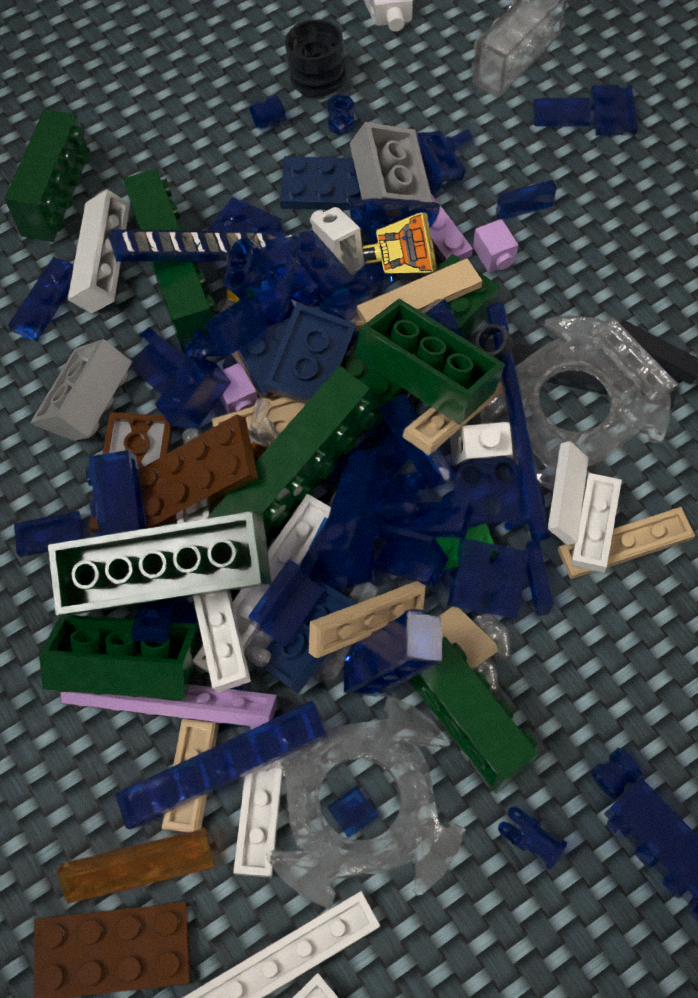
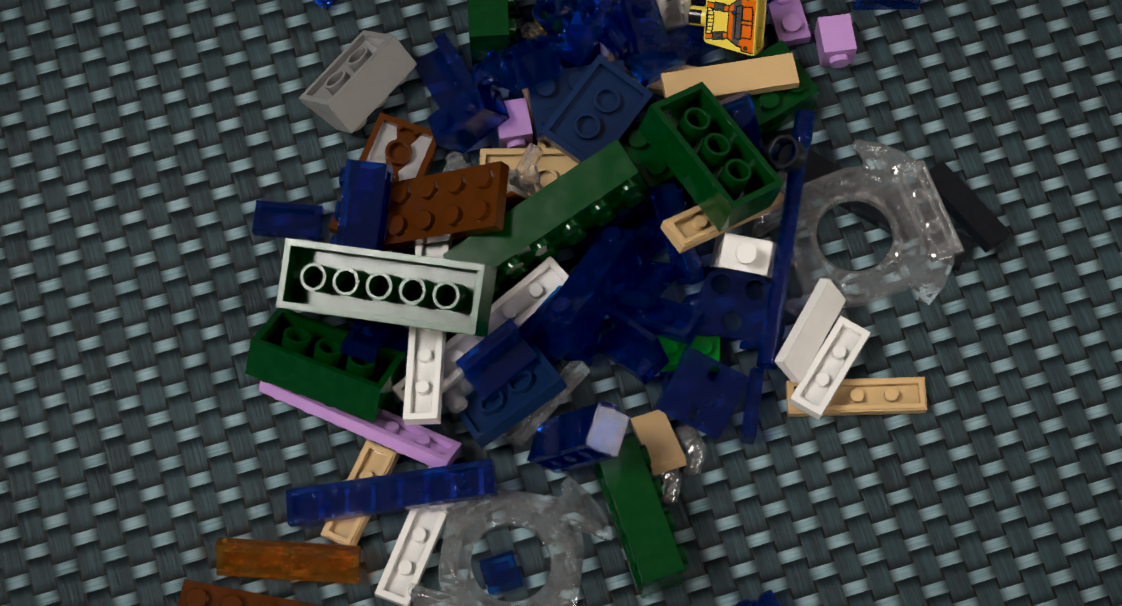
camera: 15 degrees right, 5 degrees up
(361, 619) = (562, 396): tan tile -> none

